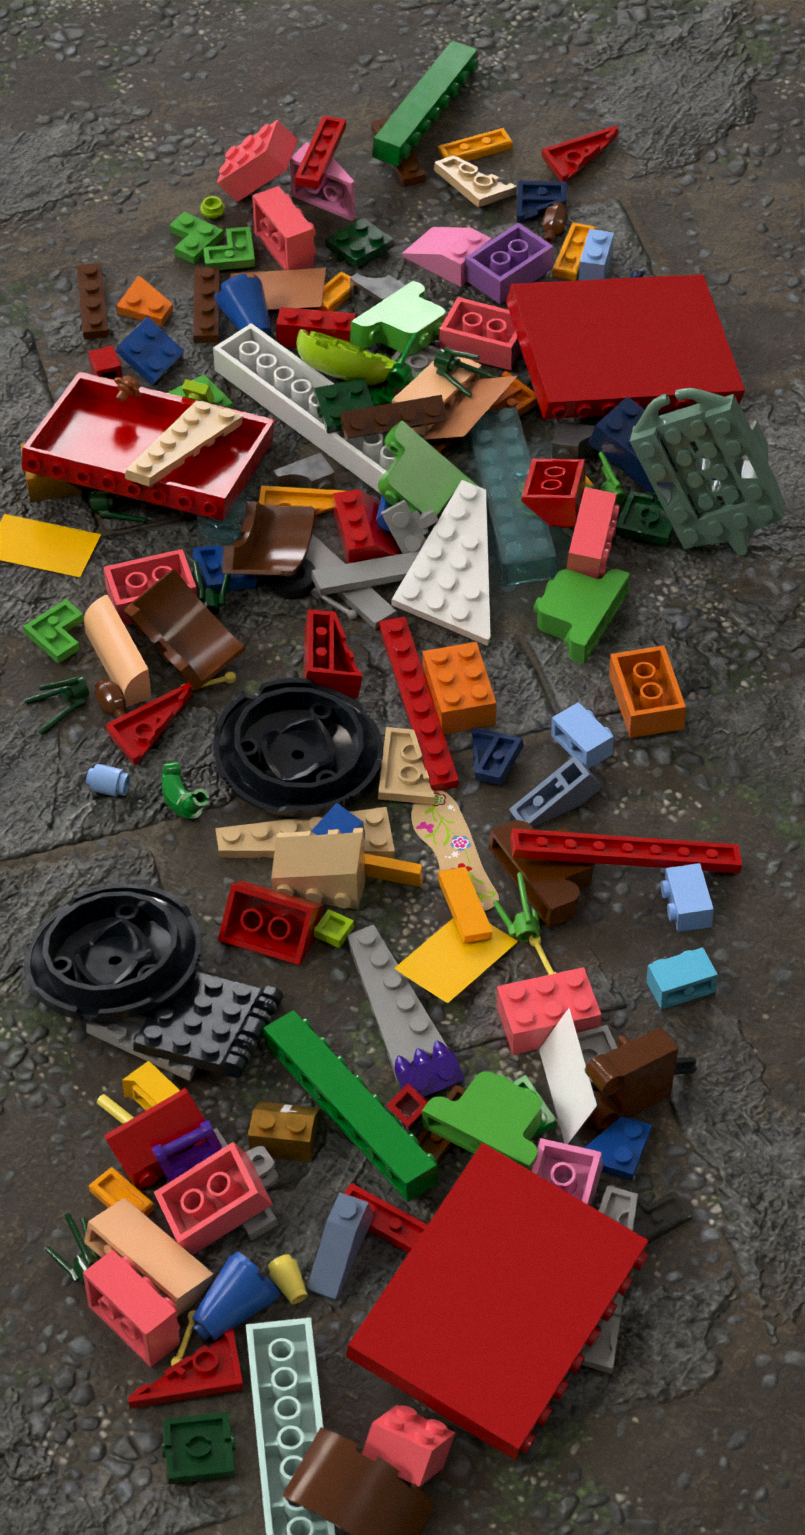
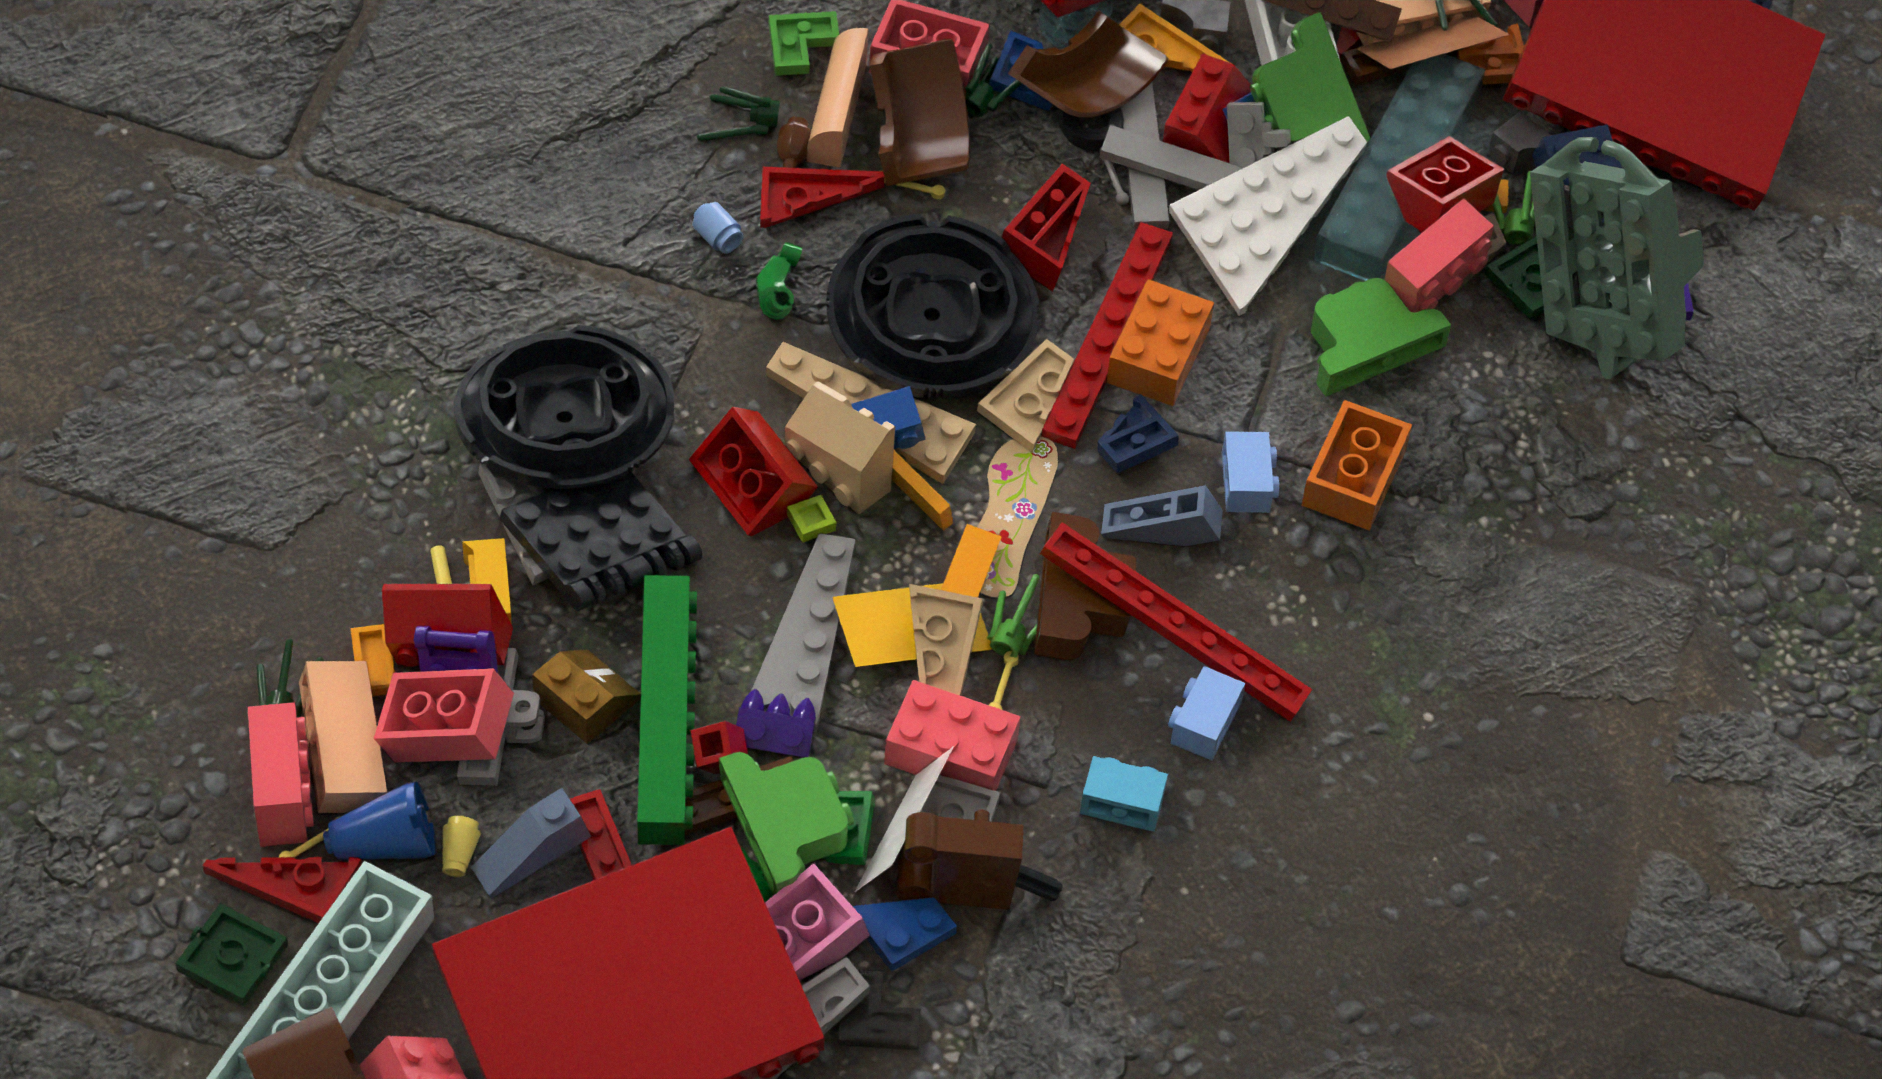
camera: 30 degrees right, 5 degrees up
(487, 948) = (943, 635): none -> tan wing

